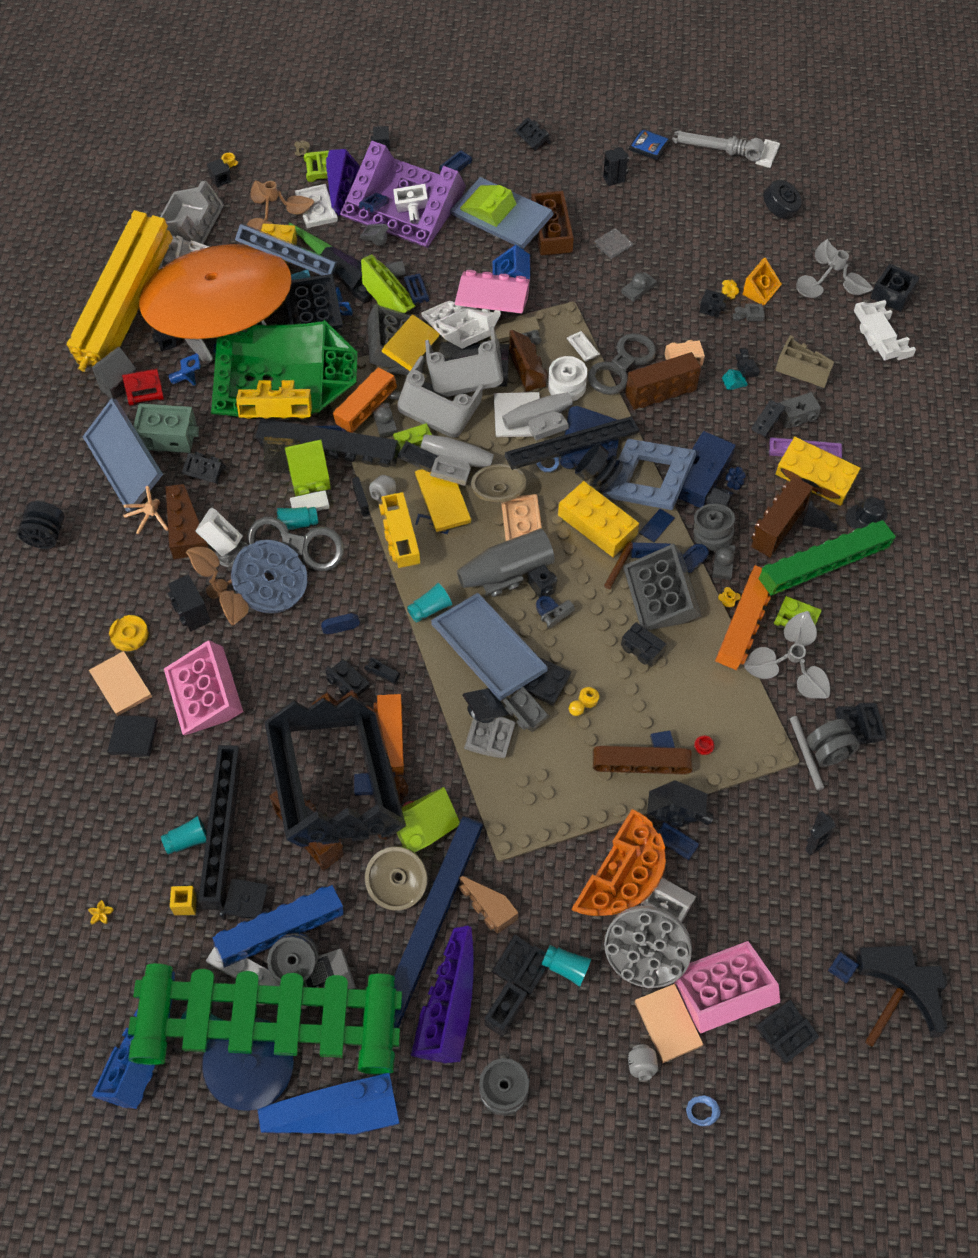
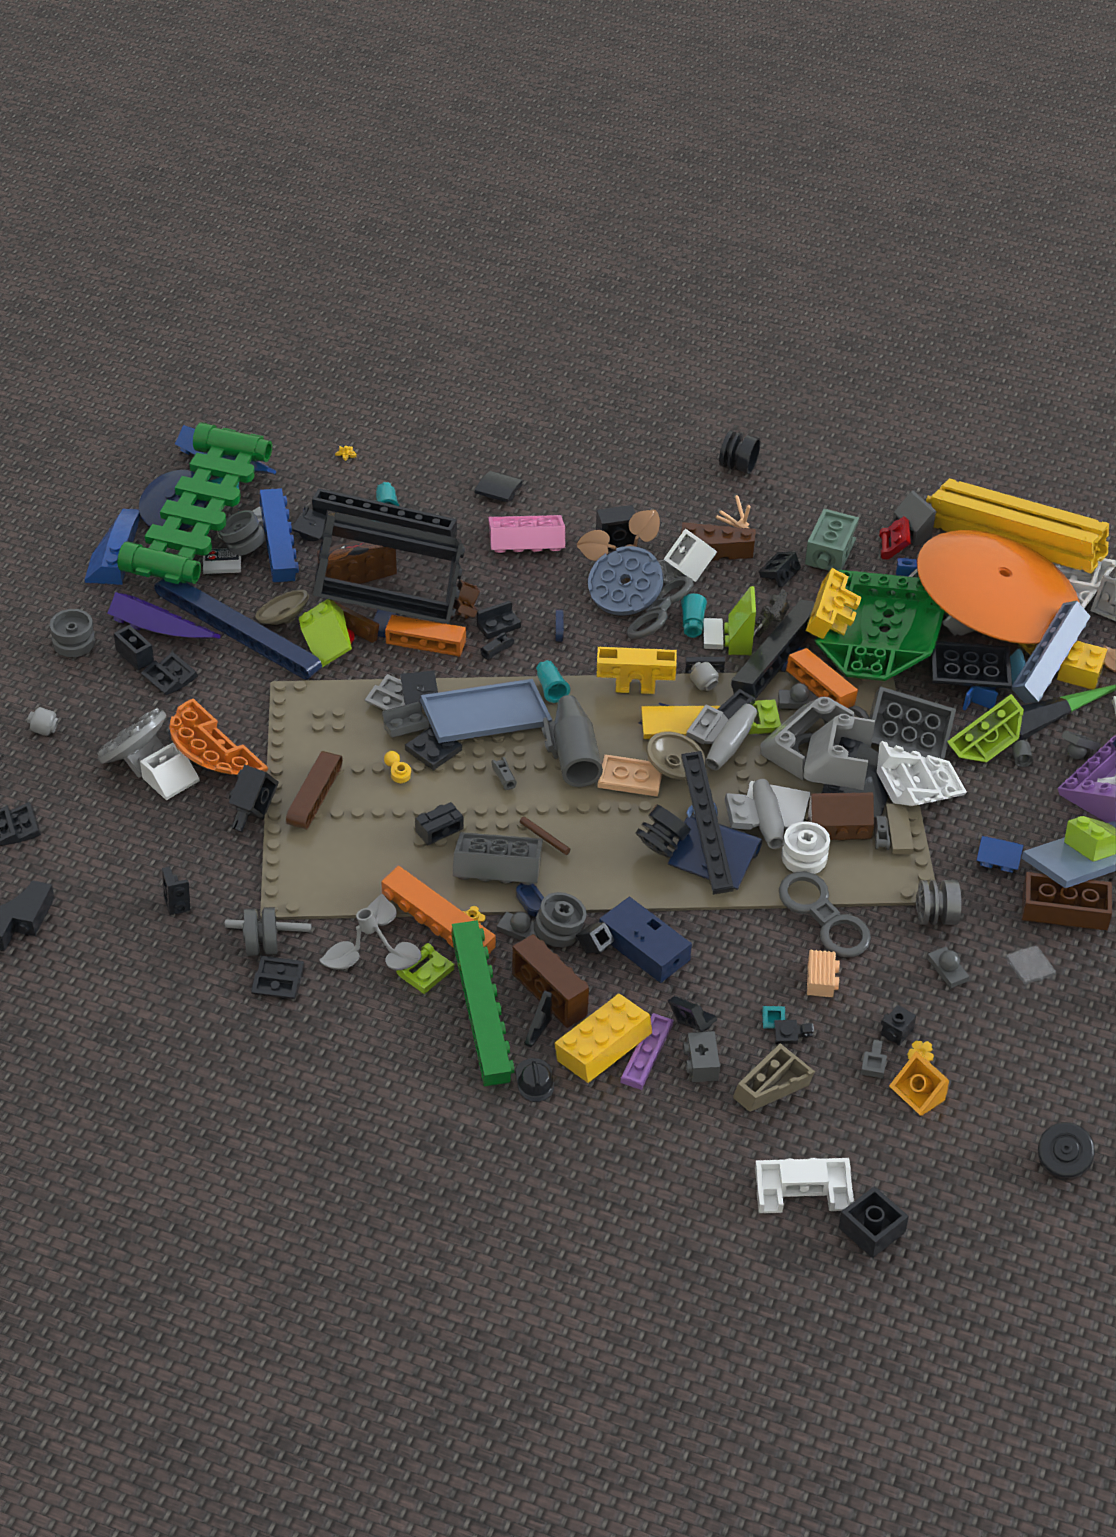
camera: 105 degrees right, 15 degrees down
(120, 683) = (556, 488): light nougat tile -> none
(122, 454) = (806, 507): sand blue tile -> none
(128, 633) = (607, 498): yellow tile -> none
(183, 900) = (328, 482): yellow brick -> none
(409, 342) = (892, 723): yellow tile -> none
(419, 298) = (991, 769): dark blue tile -> none
(493, 291) = (953, 815): bright pink slope -> none
(494, 906) = (231, 663): medium nougat slope -> none
(542, 581) = (544, 767): black brick -> none
(545, 604) = (519, 768): dark blue tile -> none
(566, 964) = (149, 693): teal plant -> none
(583, 346) = (857, 882): white tile -> none
(588, 291) = (942, 902): none -> flat silver wheel
(598, 519) = (603, 826): yellow brick -> none
(643, 549) = (549, 859): dark blue tile -> none
(656, 525) = (588, 886): dark blue tile -> none
(662, 739) = (328, 813): dark blue tile -> none
(663, 380) = (778, 932): reddish brown brick -> none
(665, 497) = (614, 875): sand blue plate -> none
(668, 1023) = (67, 751): light nougat tile -> none
(677, 841) = (219, 804): dark blue tile -> none
(704, 745) = (309, 840): red plate -> none
(727, 987) = (75, 791): bright pink slope -> none
(735, 478) = (624, 966): dark blue plant -> none
(837, 260) = (908, 1140): light grey plant -> none
(843, 967) = (48, 877): dark blue tile -> none

